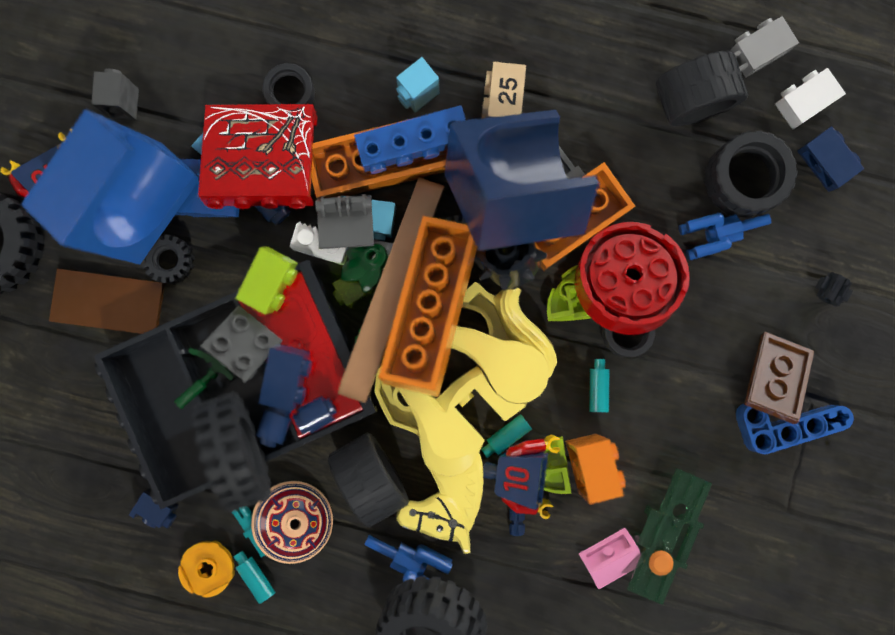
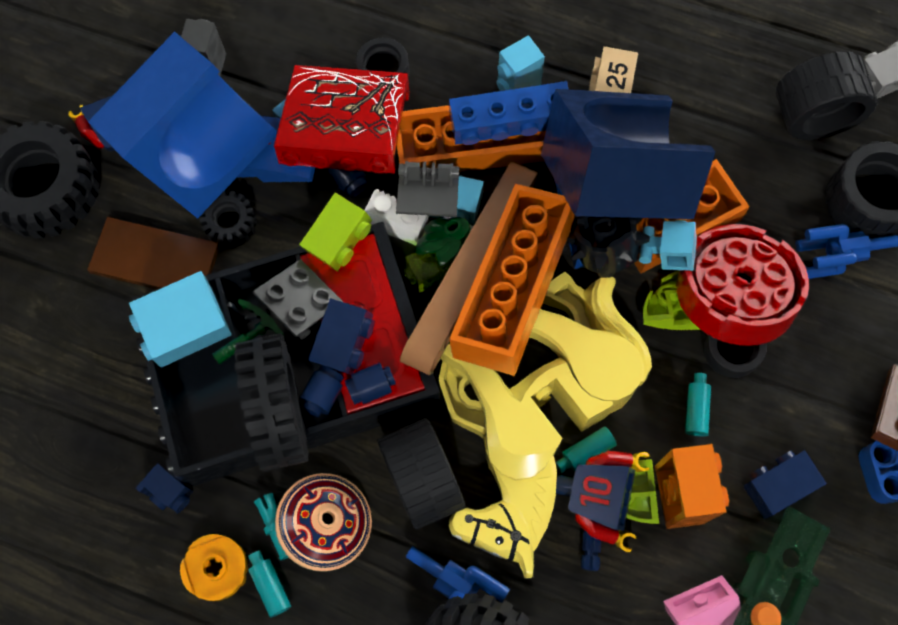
camera: 15 degrees right, 15 degrees down
(139, 375) = (178, 320): none -> medium azure brick
(571, 256) = (675, 246): none -> medium azure brick
(673, 447) = (784, 484): none -> dark blue brick

